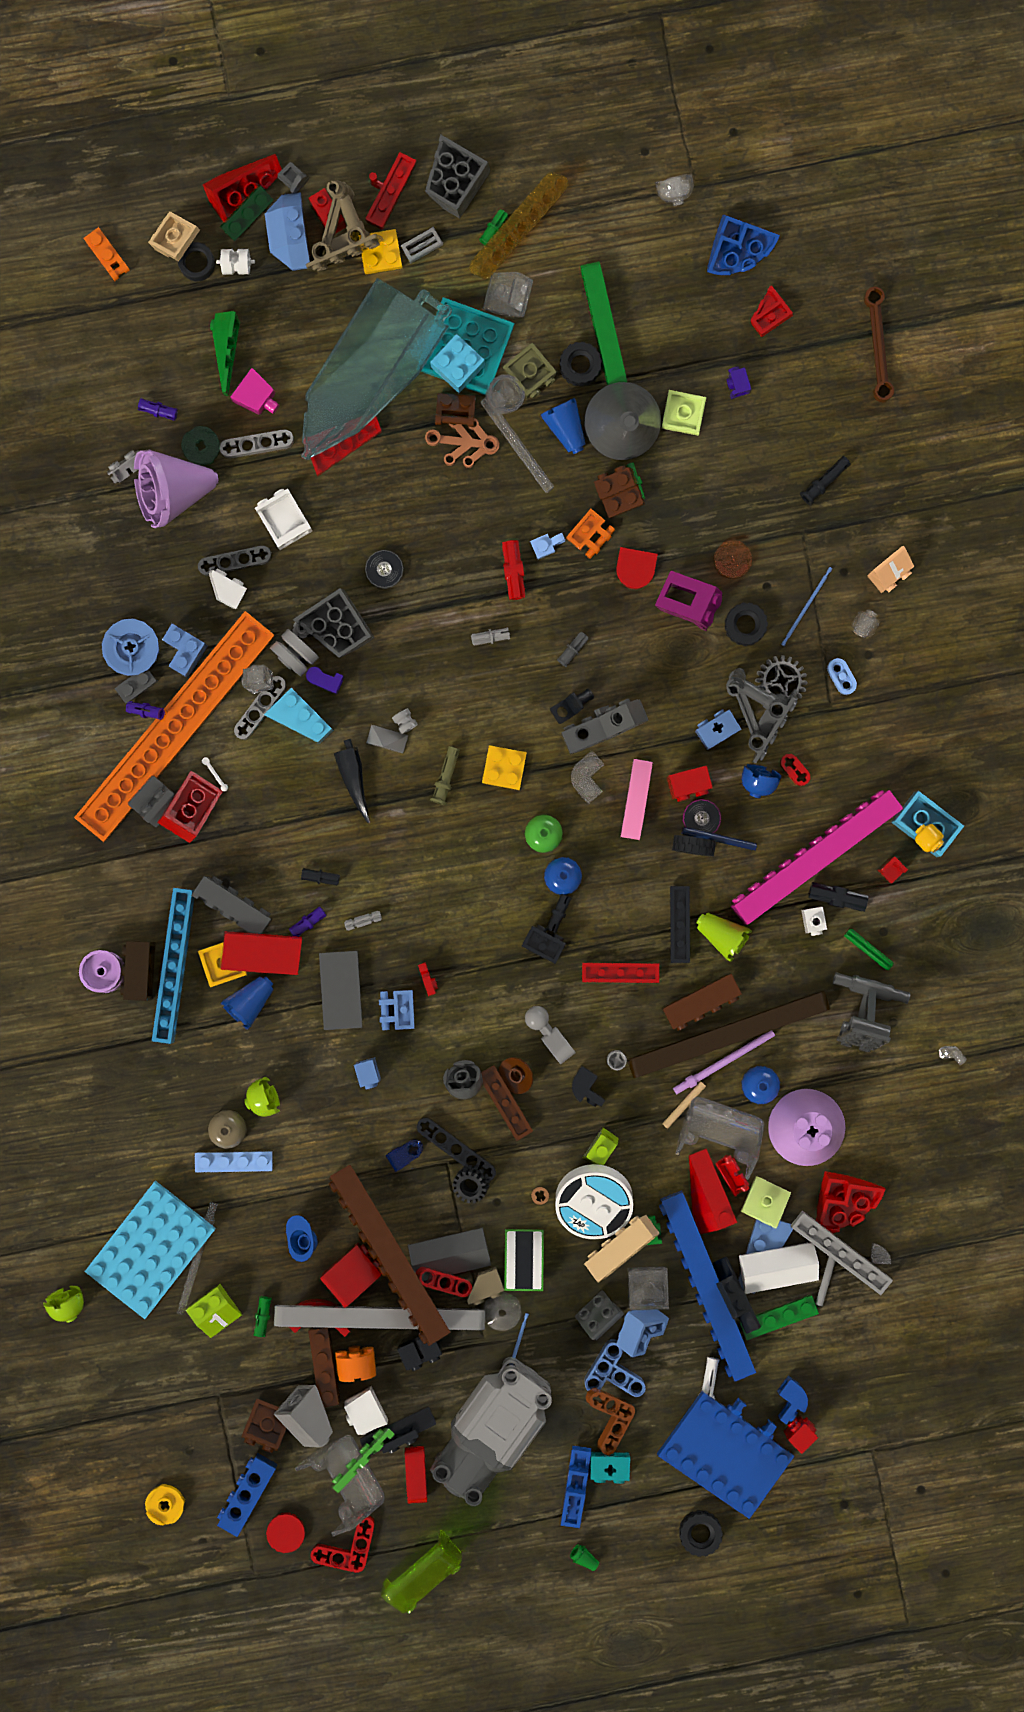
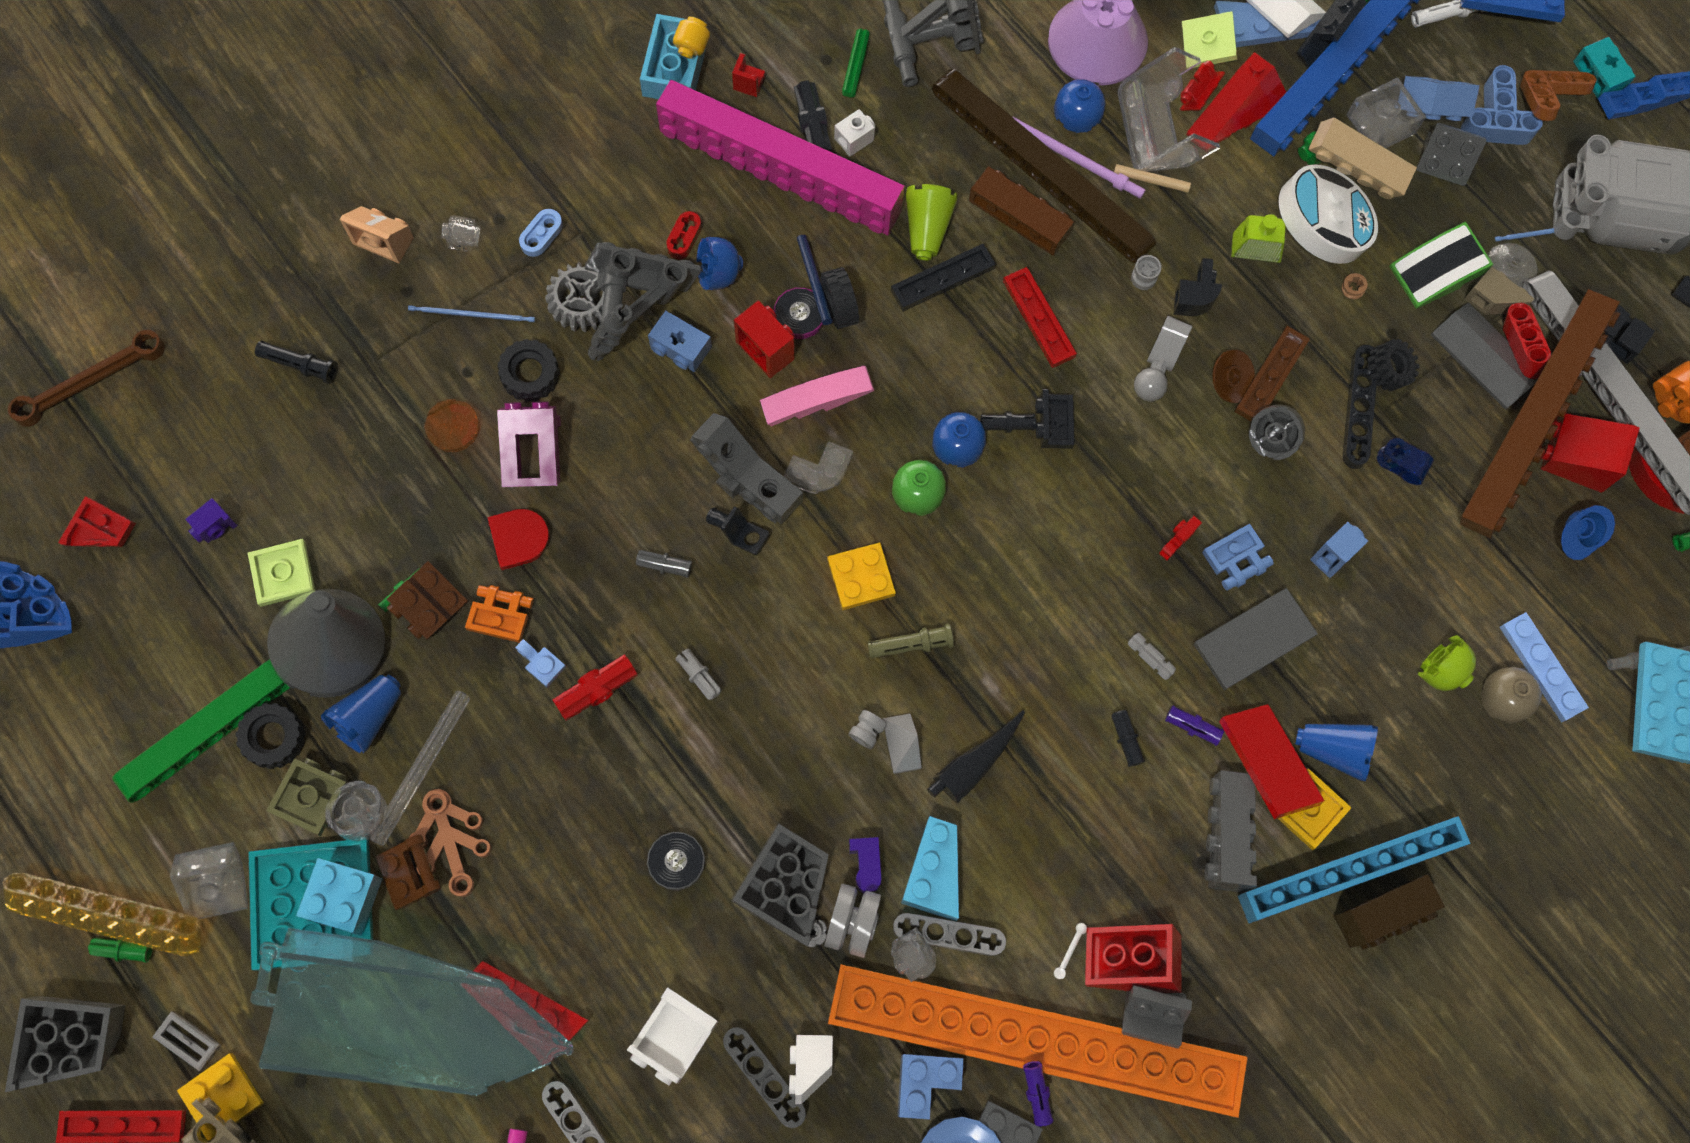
camera: 120 degrees left, 15 degrees down
(90, 971) = (1436, 959): lavender wheel -> none

